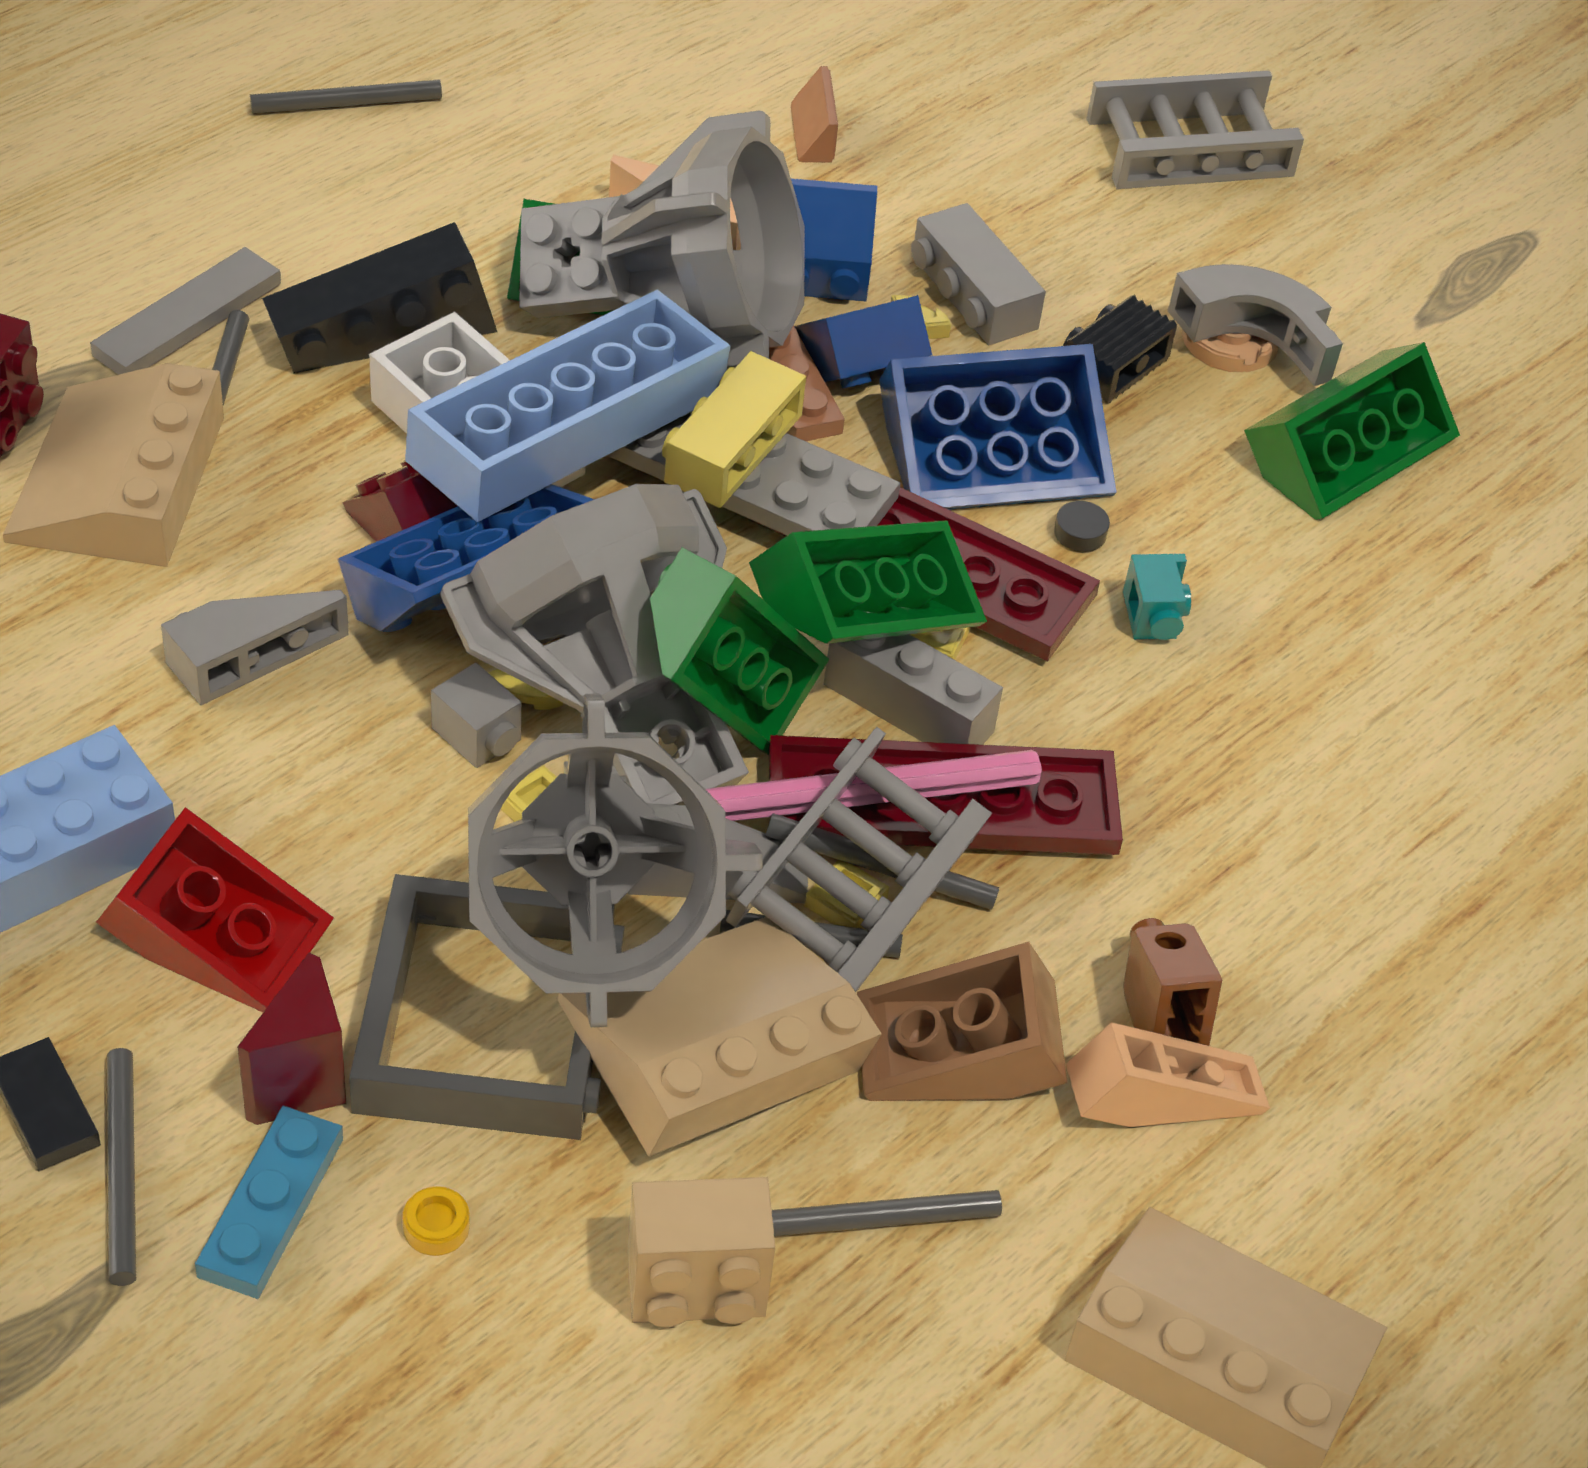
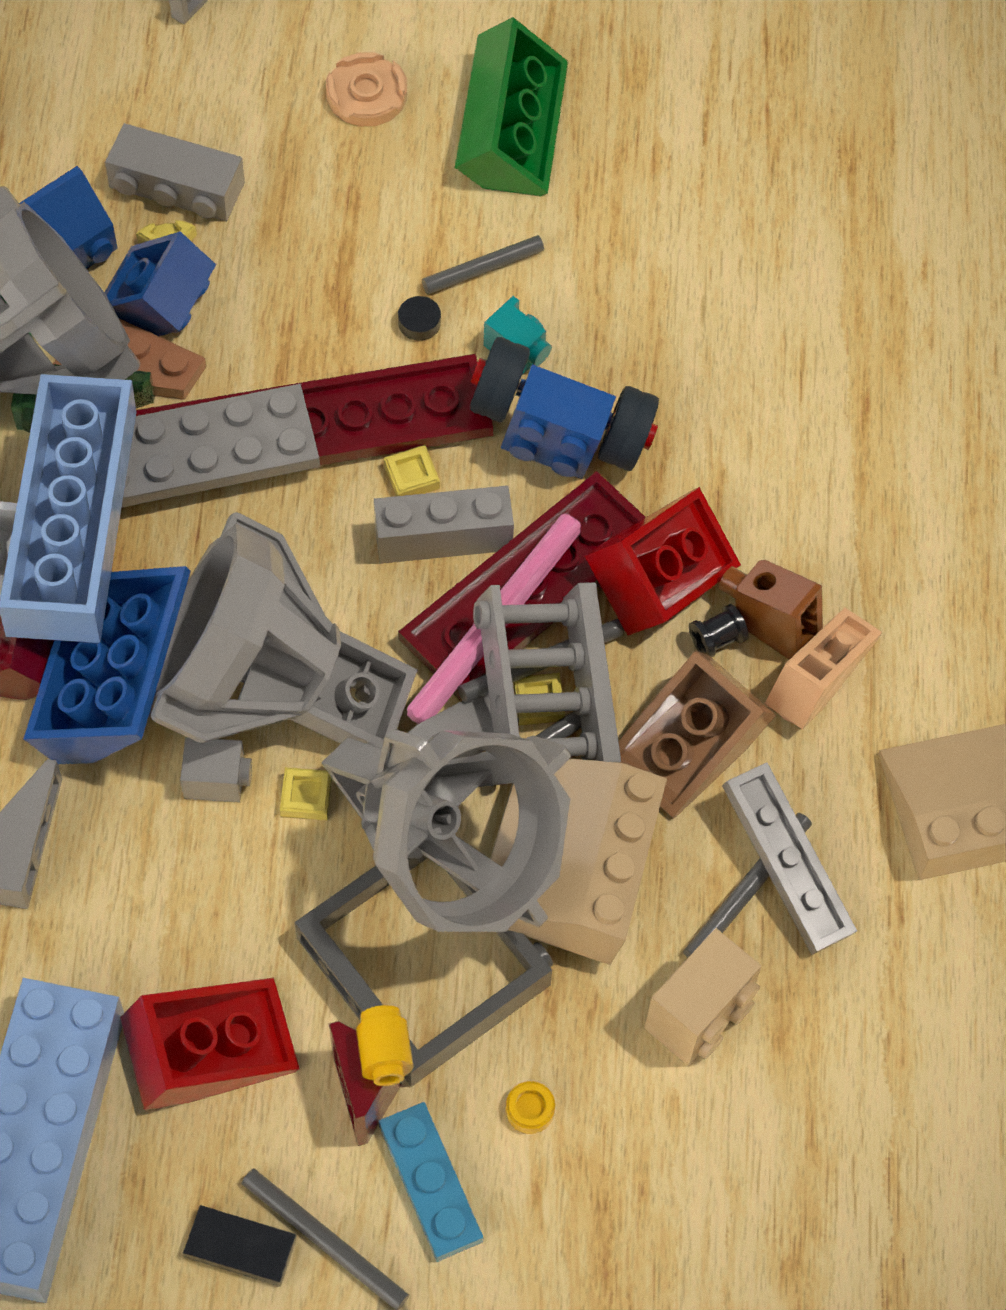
camera: 40 degrees left, 15 degrees up
(328, 999) = (384, 1045): none -> yellow brick
(731, 649) = (354, 604): green slope -> none
(734, 428) = (176, 435): light yellow brick -> none
(869, 581) = (381, 486): green slope -> none
(934, 1213) = (789, 858): none -> light grey plate
(999, 426) = (308, 289): blue slope -> none
(1089, 971) = (719, 630): none -> black bush
(1092, 861) = (663, 562): none -> red slope
(1119, 675) = (559, 417): none -> brick
(1126, 343) = (317, 161): black brick -> none
(1192, 528) = (482, 264): none -> dark grey bar
(1261, 304) = (381, 58): light grey arch -> none

